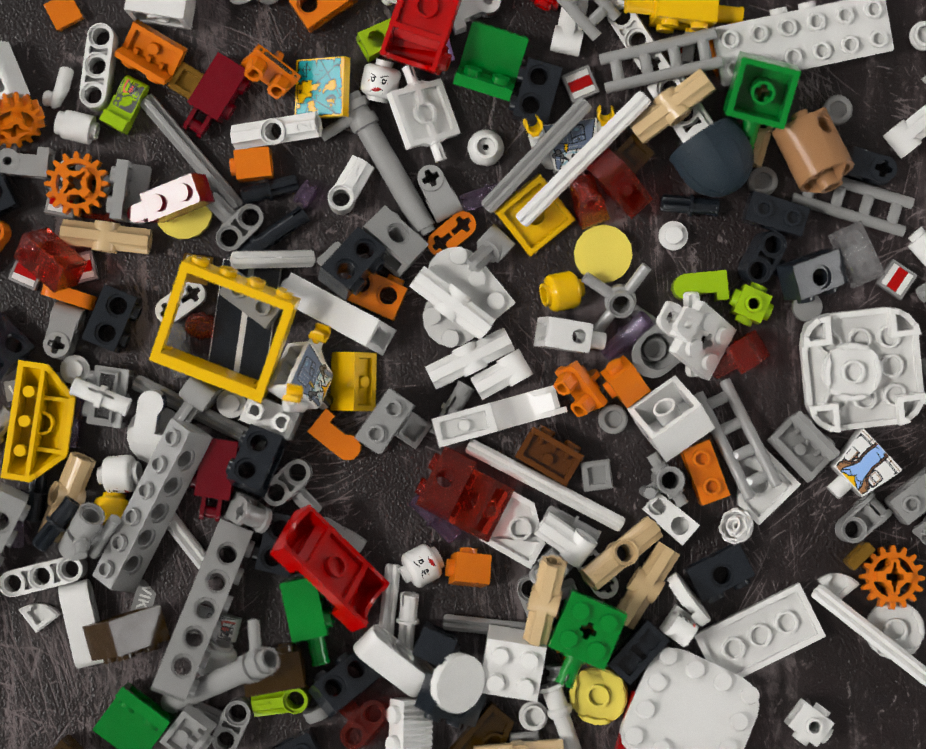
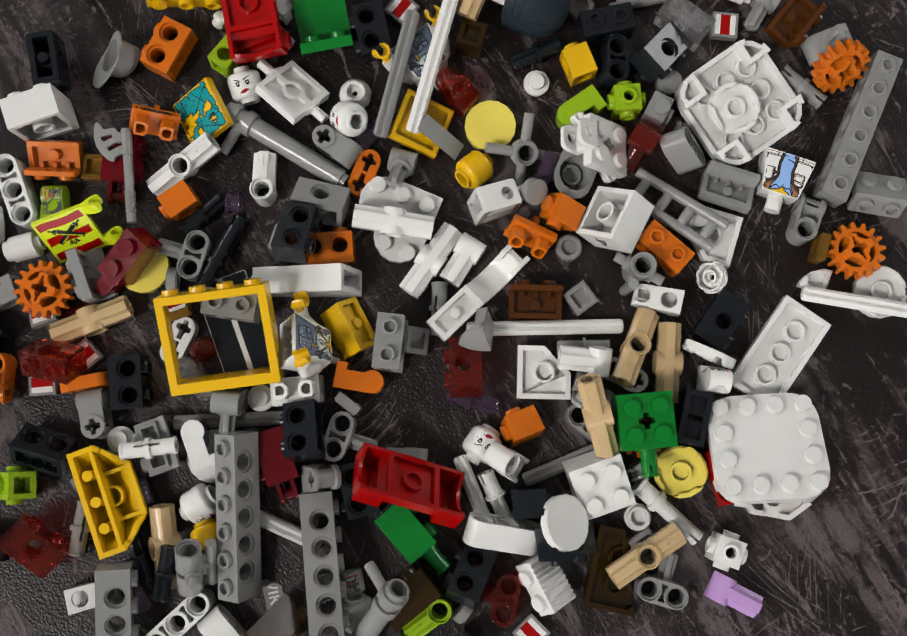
camera: 30 degrees left, 5 degrees down
(138, 140) = (75, 229): none -> neon yellow flag
(189, 150) = (119, 217): light grey axle -> none
(206, 240) = (173, 278): none -> light grey tile
(227, 86) = (125, 150): none -> light grey piece
(272, 259) = (232, 265): white axle -> none
(313, 456) = (348, 403): none -> light grey tile
(435, 593) = (505, 460): none -> white piece
(465, 172) = (348, 118): none -> white head
(477, 461) = (481, 334): none -> light grey tile
(481, 505) = (503, 370): clear red brick -> none
(546, 240) = (440, 136): none -> light grey sticker
(607, 347) = (534, 191): none -> light grey tile
(619, 183) = (473, 60): clear red brick -> none
(725, 238) = (578, 63): none -> yellow brick
(777, 332) = (658, 111): none -> light grey brick
(778, 383) = (682, 149): none -> light grey beam
(802, 716) = (859, 400): white brick -> none

